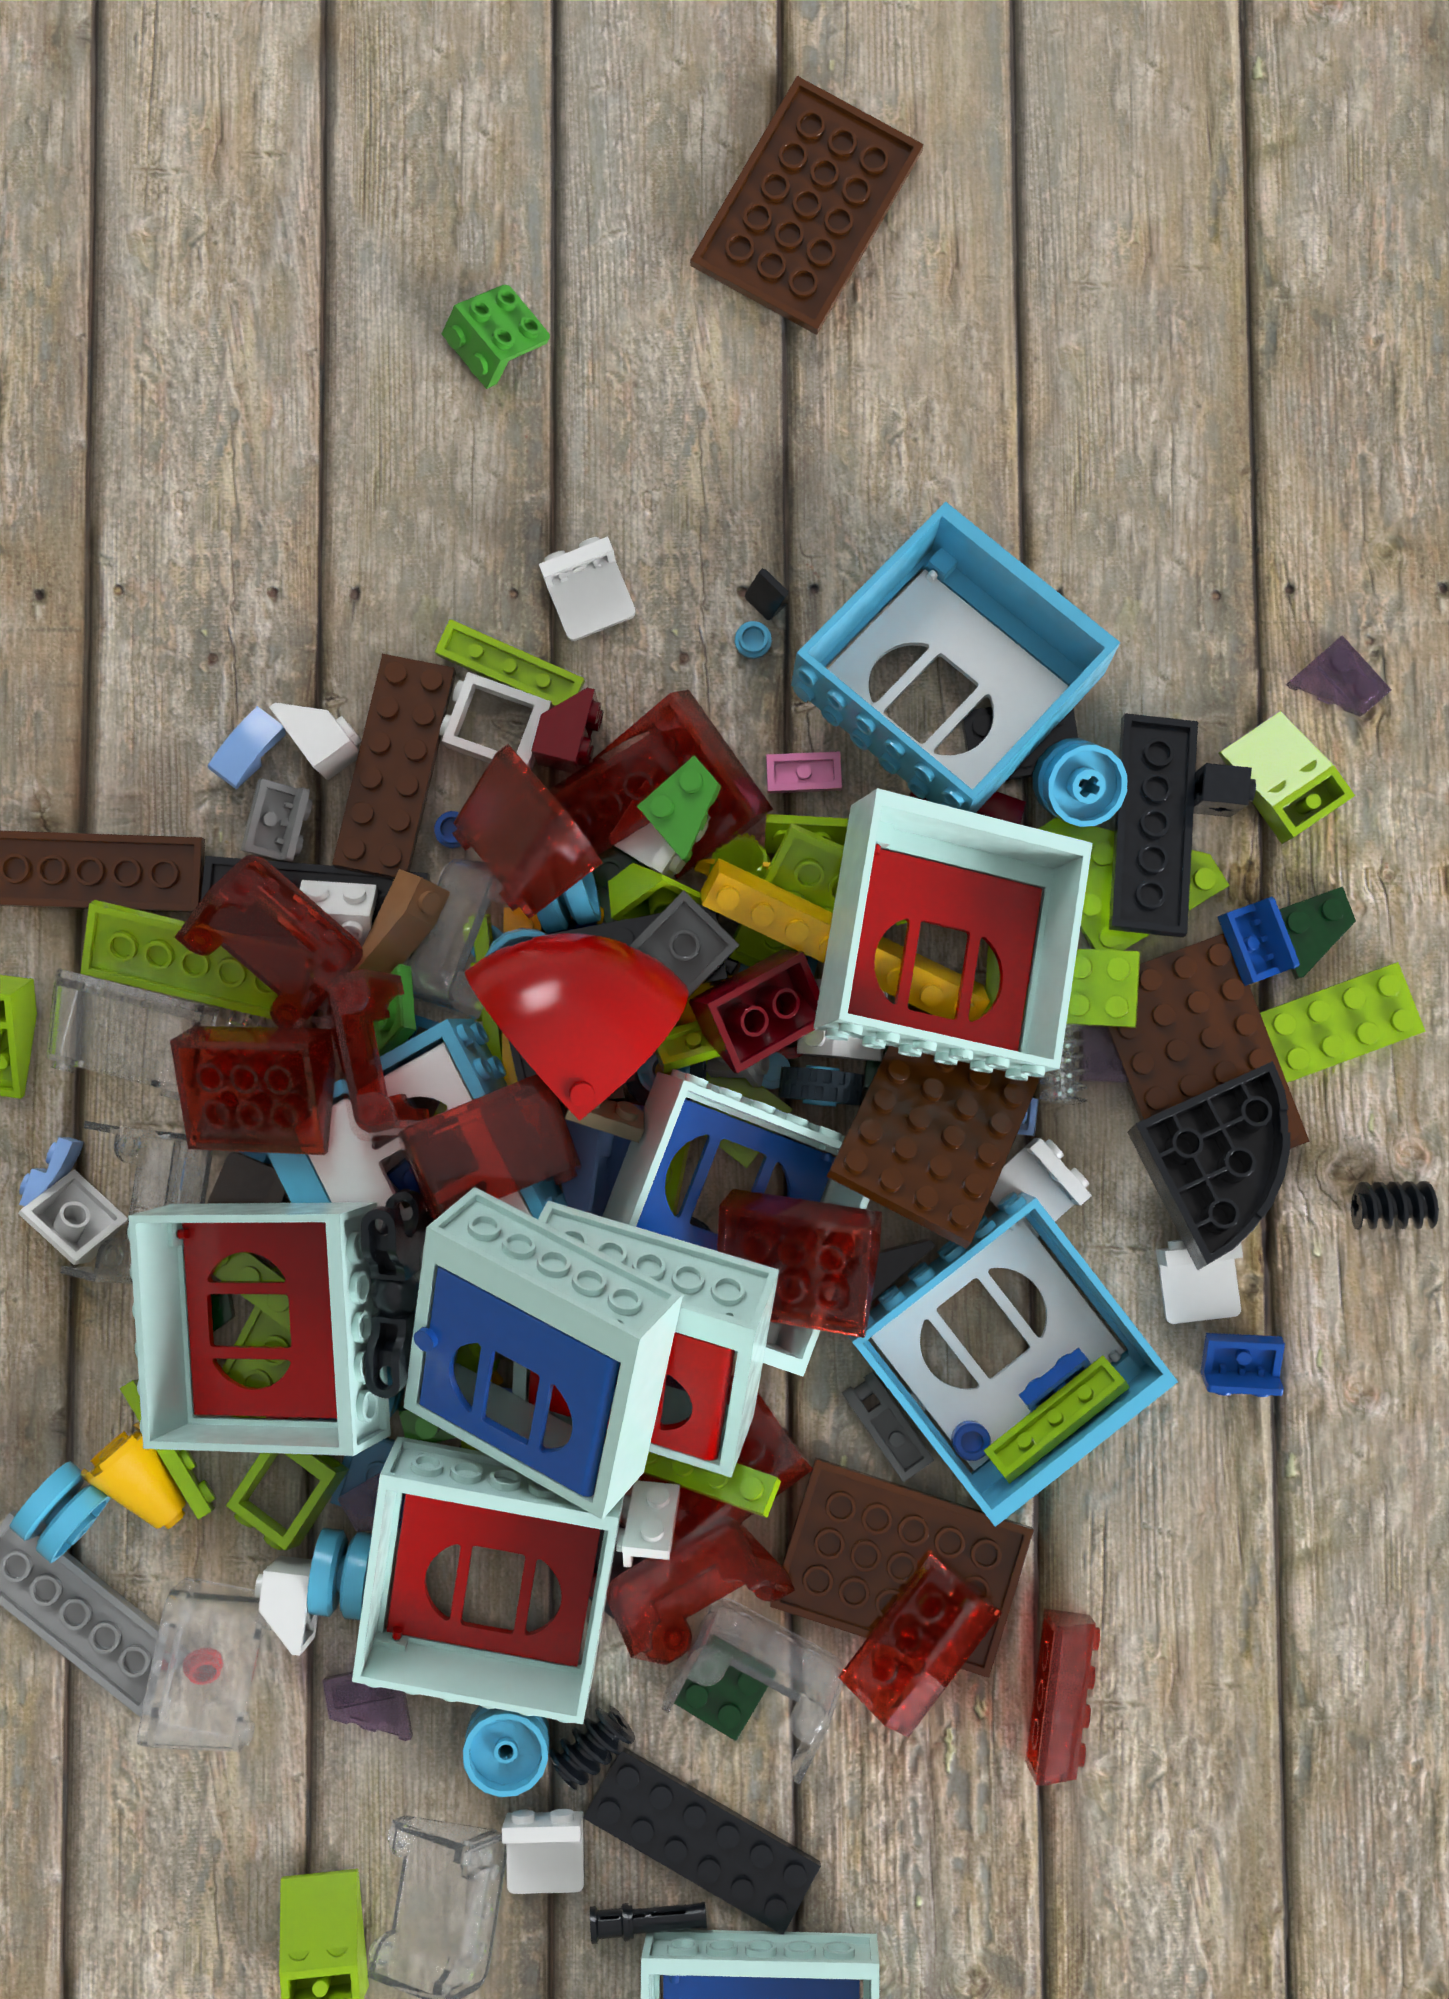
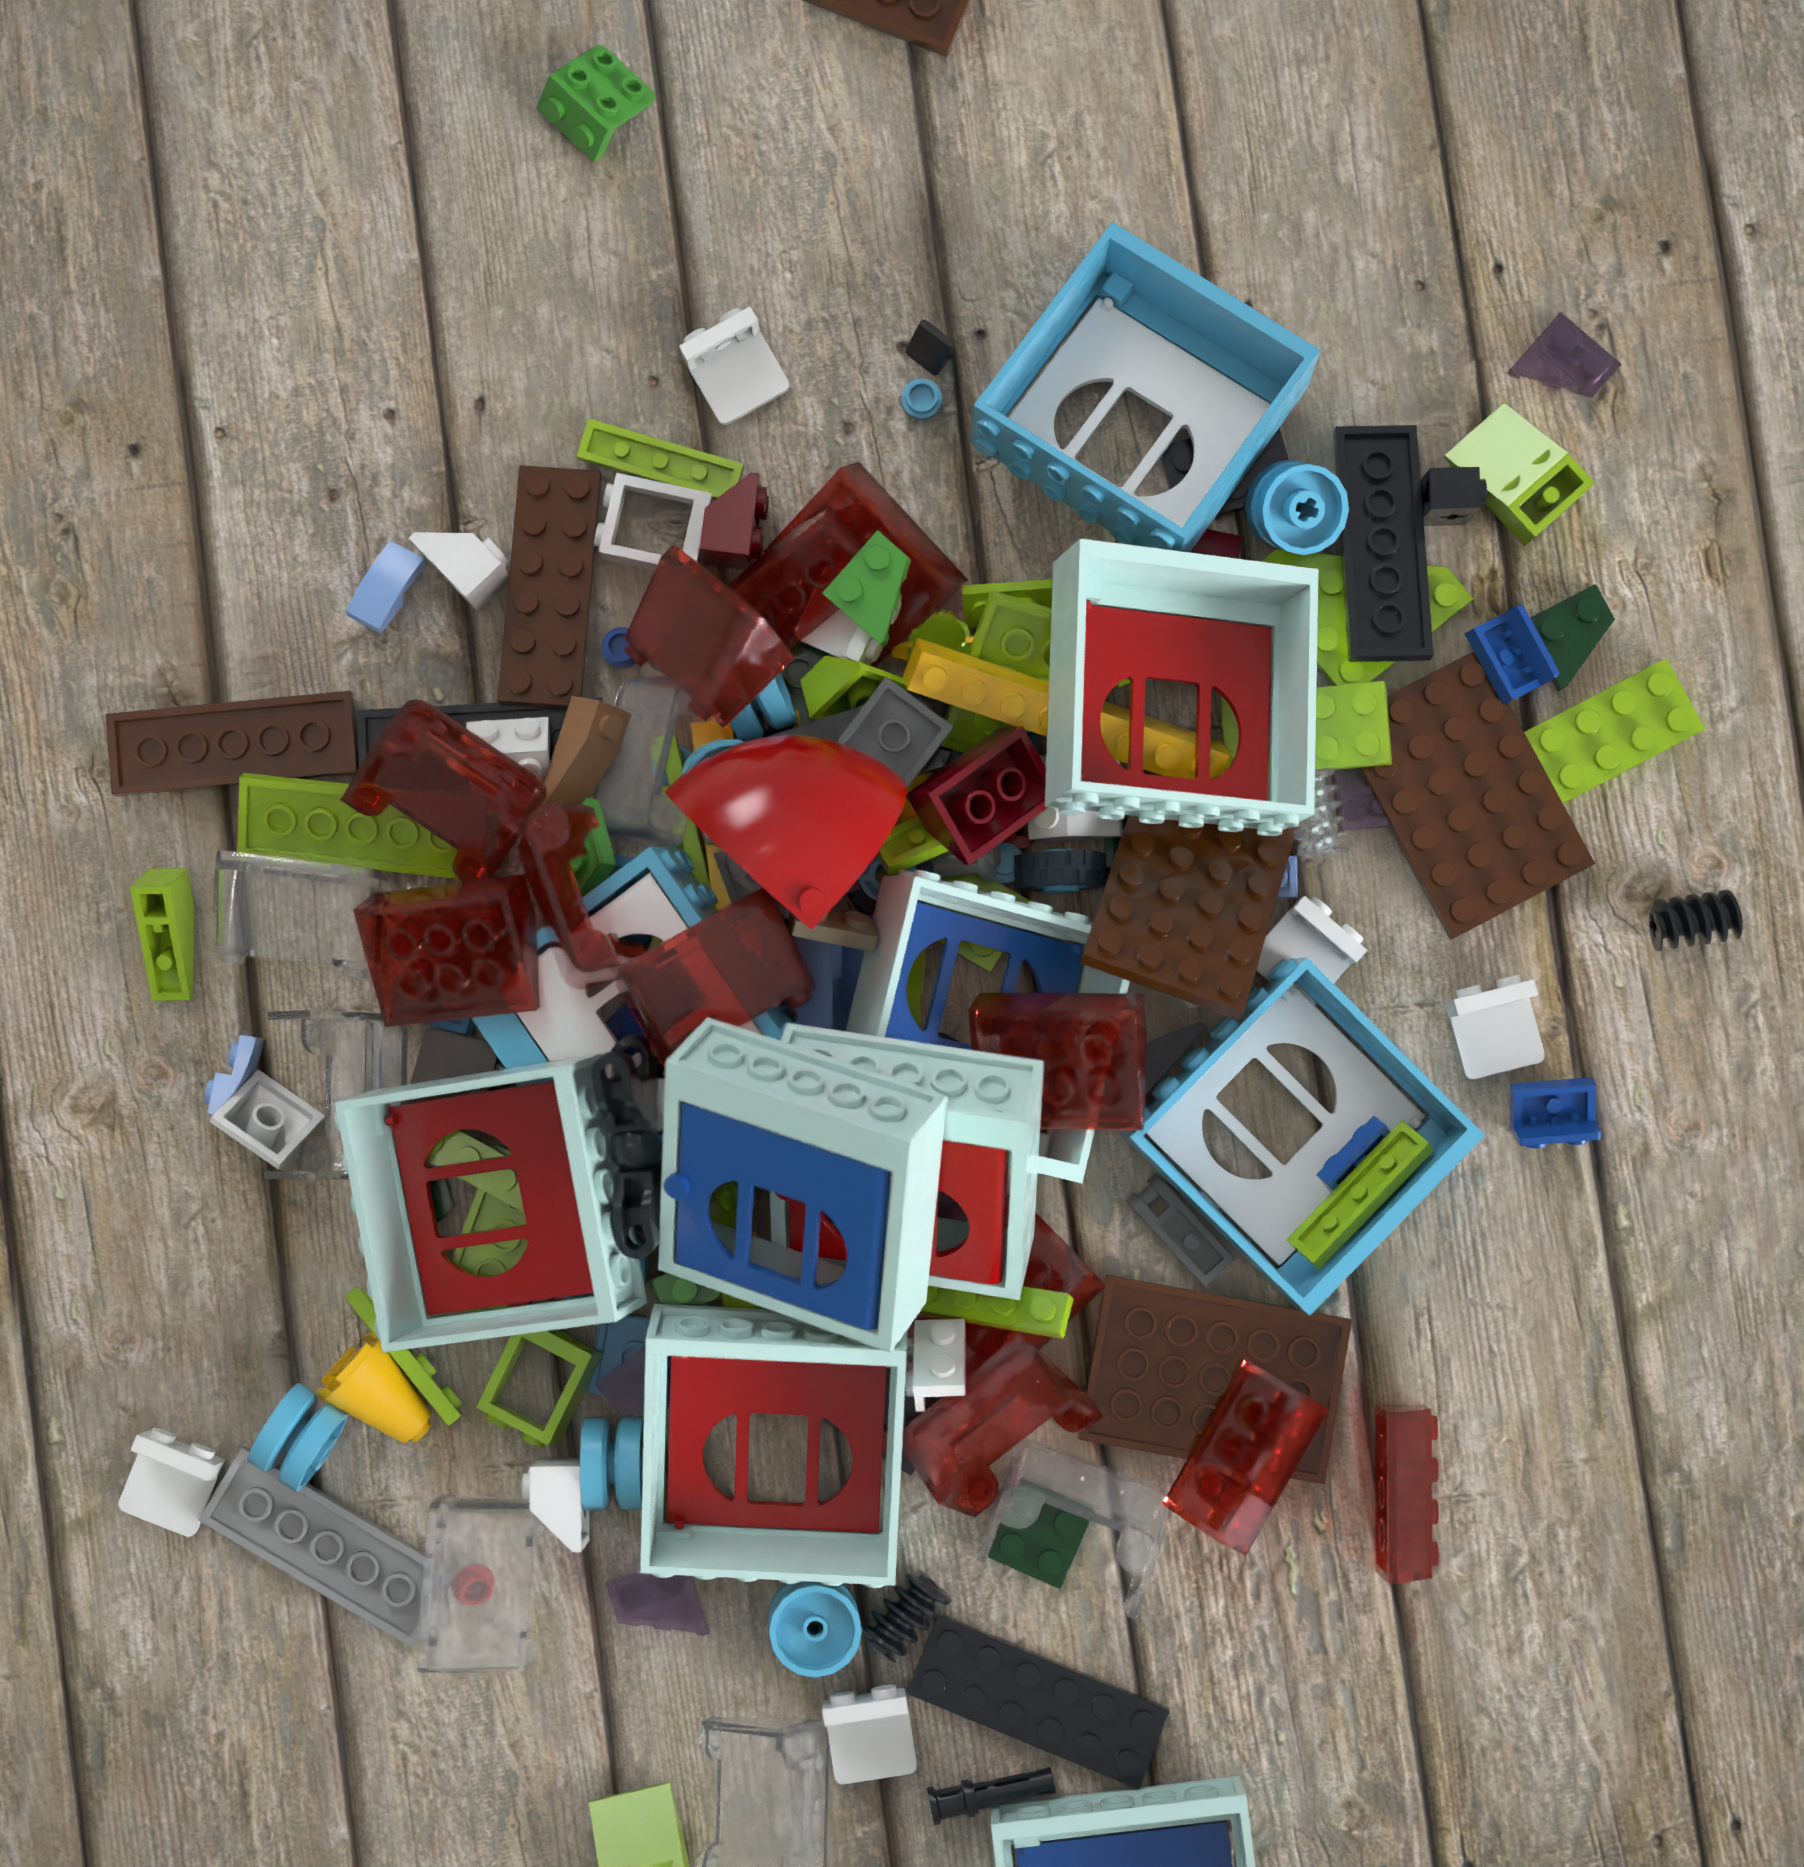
camera: 10 degrees left, 0 degrees up
(276, 821) = (429, 661): light grey bracket -> none
(803, 772) = (996, 535): bright pink plate -> none
(970, 1440) = (1270, 1233): blue tile -> none
(1219, 1160) = (1497, 892): black brick -> none

